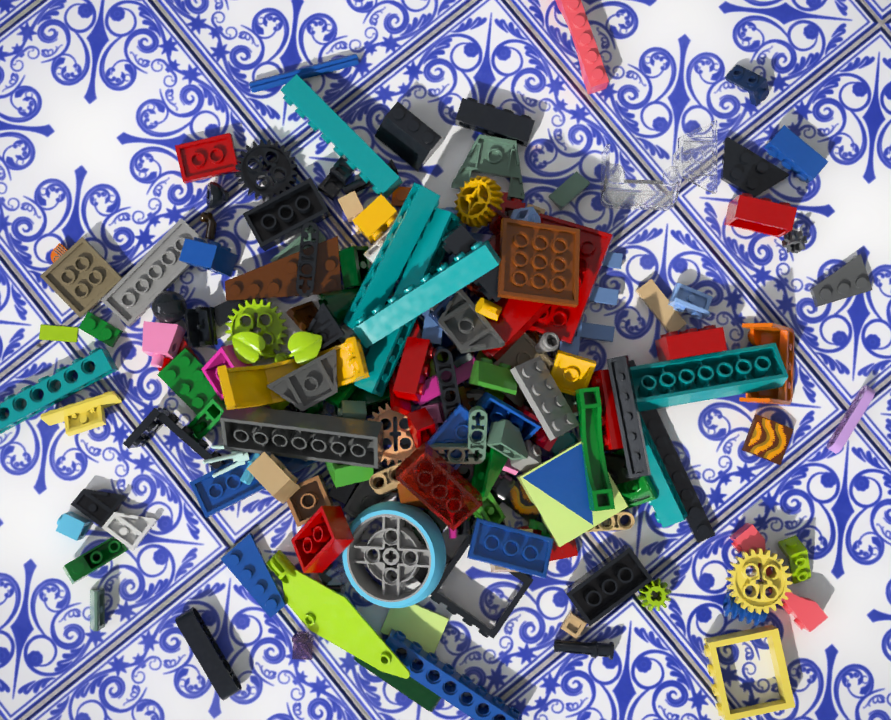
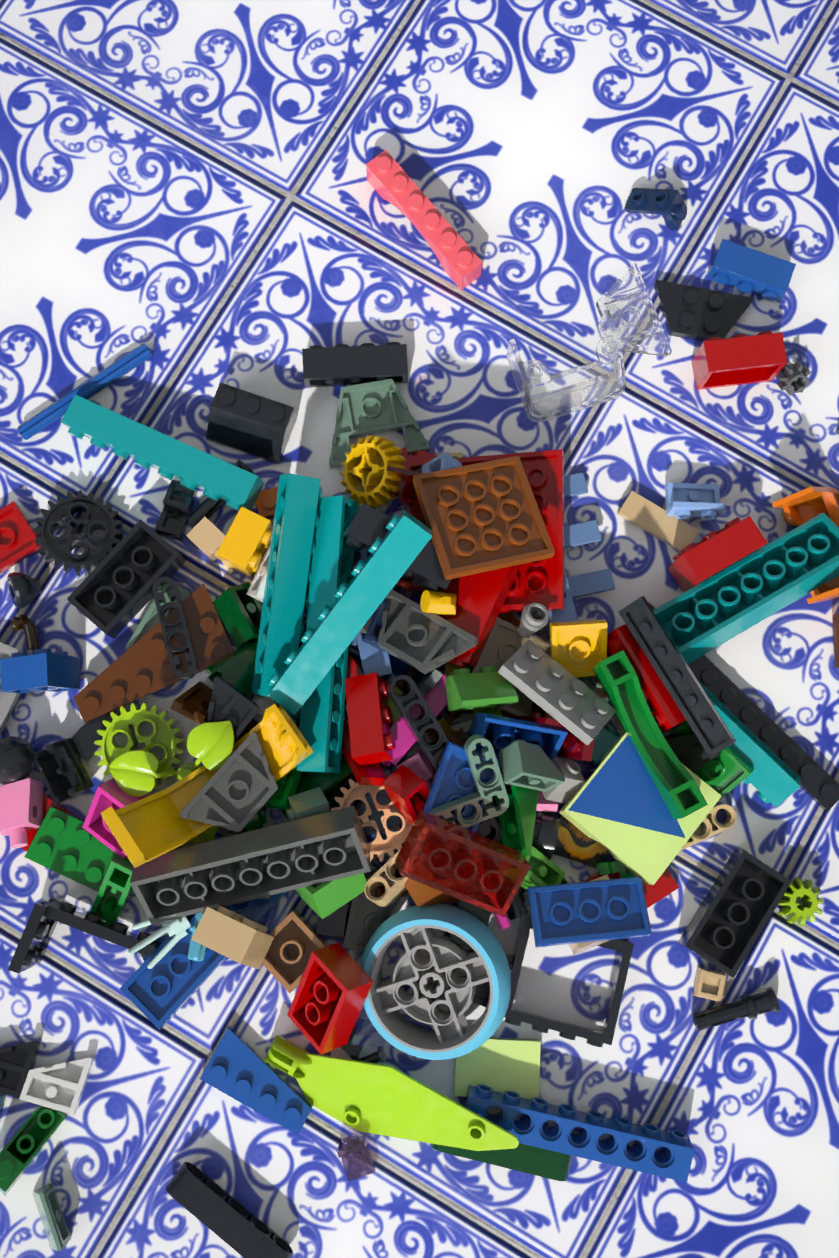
camera: 25 degrees left, 5 degrees down
(569, 190) = (483, 417): sand green slope -> none

